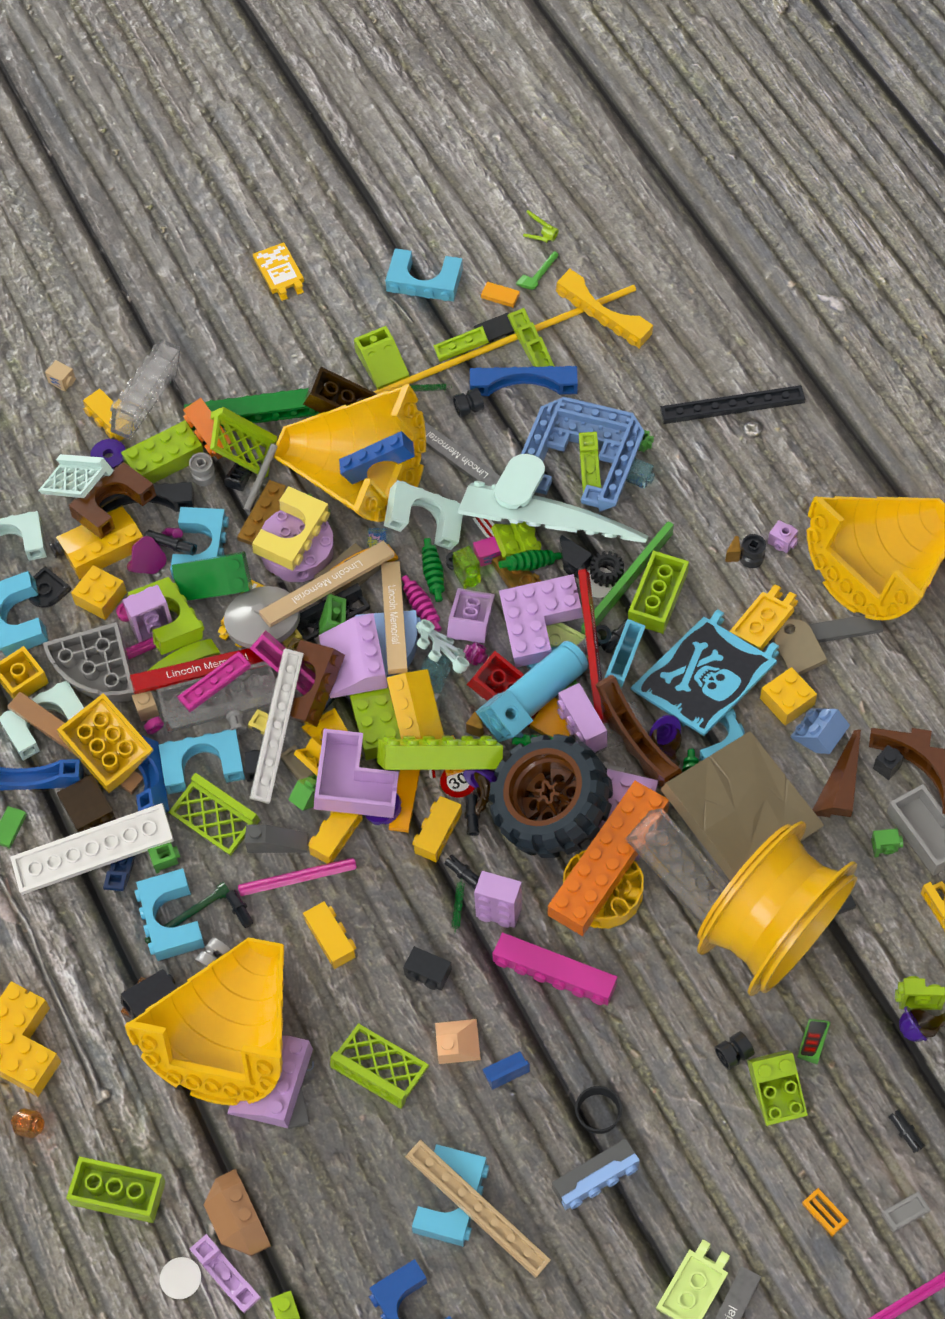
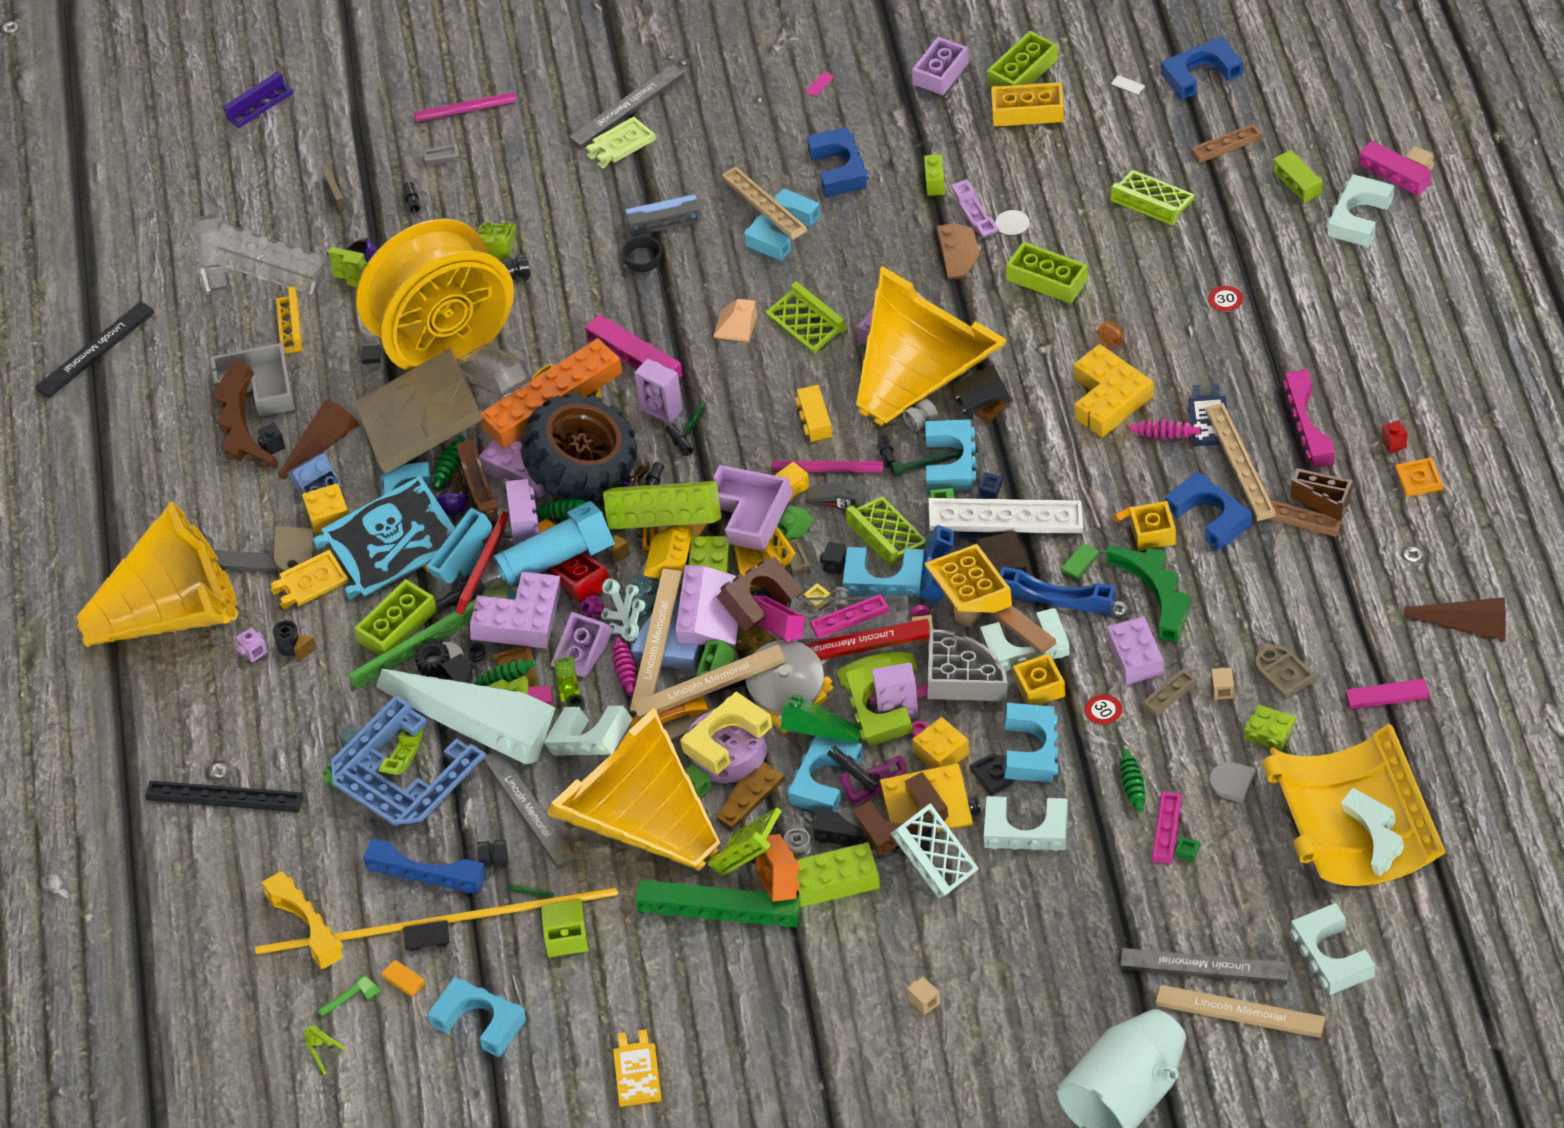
camera: 160 degrees left, 10 degrees down
(98, 407) = (882, 935): yellow brick -> none
(109, 446) = (894, 887): dark purple tile -> none
(144, 389) = (831, 928): clear brick -> none
(260, 477) = (739, 824): light grey bar -> none
(276, 726) = (801, 565): white tile -> none
(333, 391) = (623, 867): dark brown brick -> none
(393, 448) = (634, 794): blue arch -> none
(427, 969) = (739, 372): black brick -> none
(433, 569) = (600, 694): green piece -> none
(437, 828) = (691, 468): yellow brick -> none
(461, 344) = (471, 925): lime tile -> none
(506, 1070) = (703, 292): blue panel -> none
(519, 481) = (479, 732): light aqua tile -> none
(529, 339) = (396, 907): lime slope -> none
(837, 1226) = (504, 174): light orange tile -> none
(886, 841) = (310, 383): bright green brick -> none

